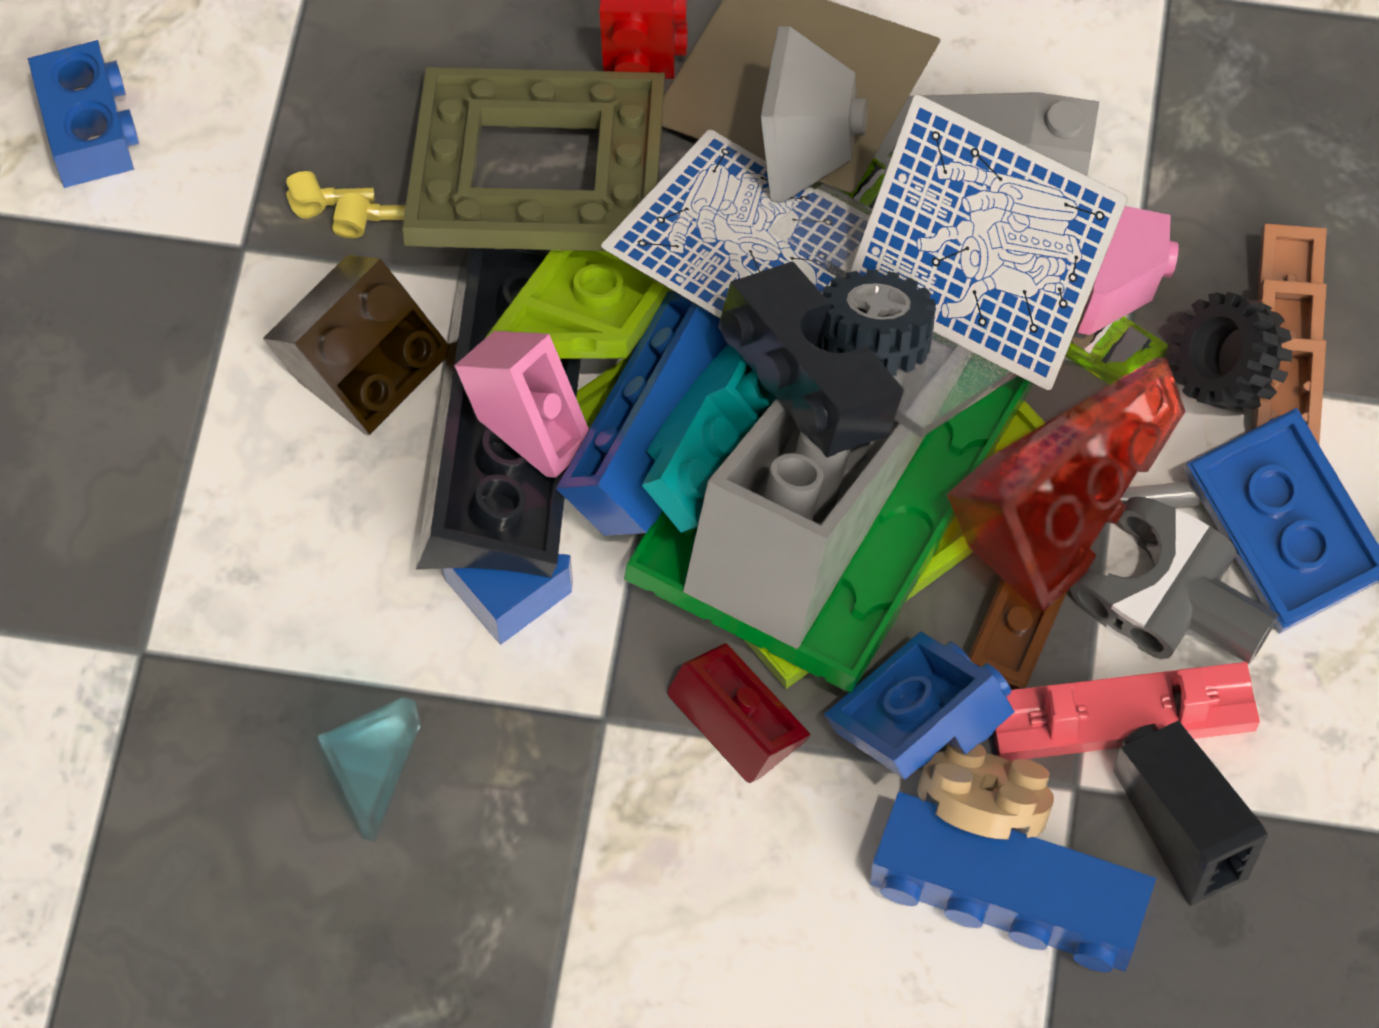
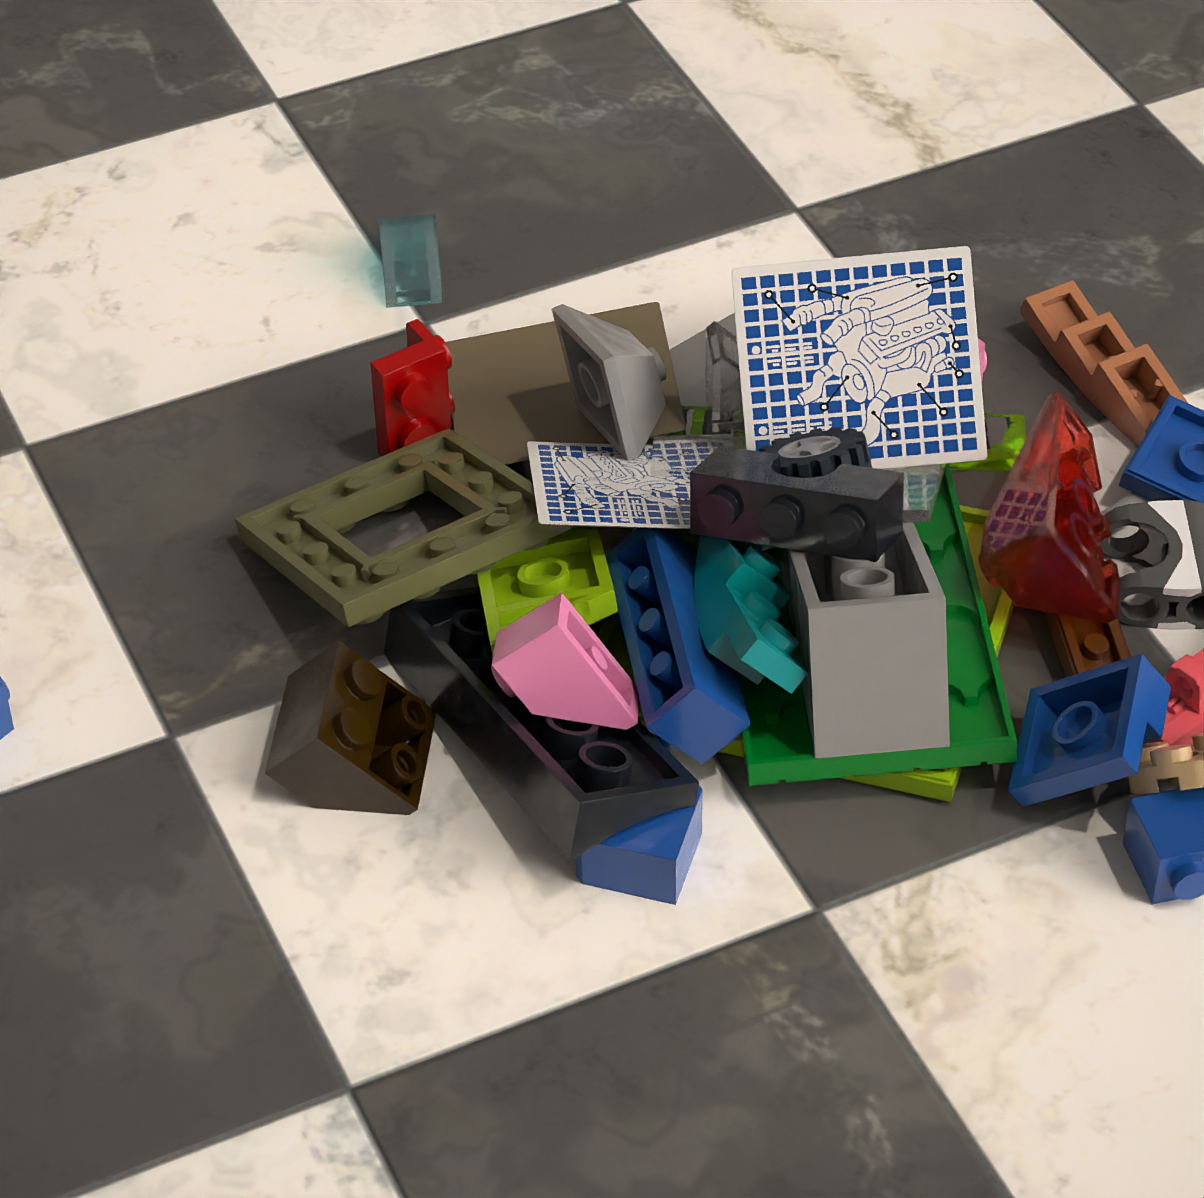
camera: 35 degrees left, 20 degrees down
(310, 200) = (209, 664): light yellow hand -> none
(354, 211) = (260, 654): light yellow hand -> none
(369, 760) = (650, 1047): clear light blue slope -> none
(736, 712) = (927, 841): dark red slope -> none
(1258, 358) = (1118, 371): black tyre -> none

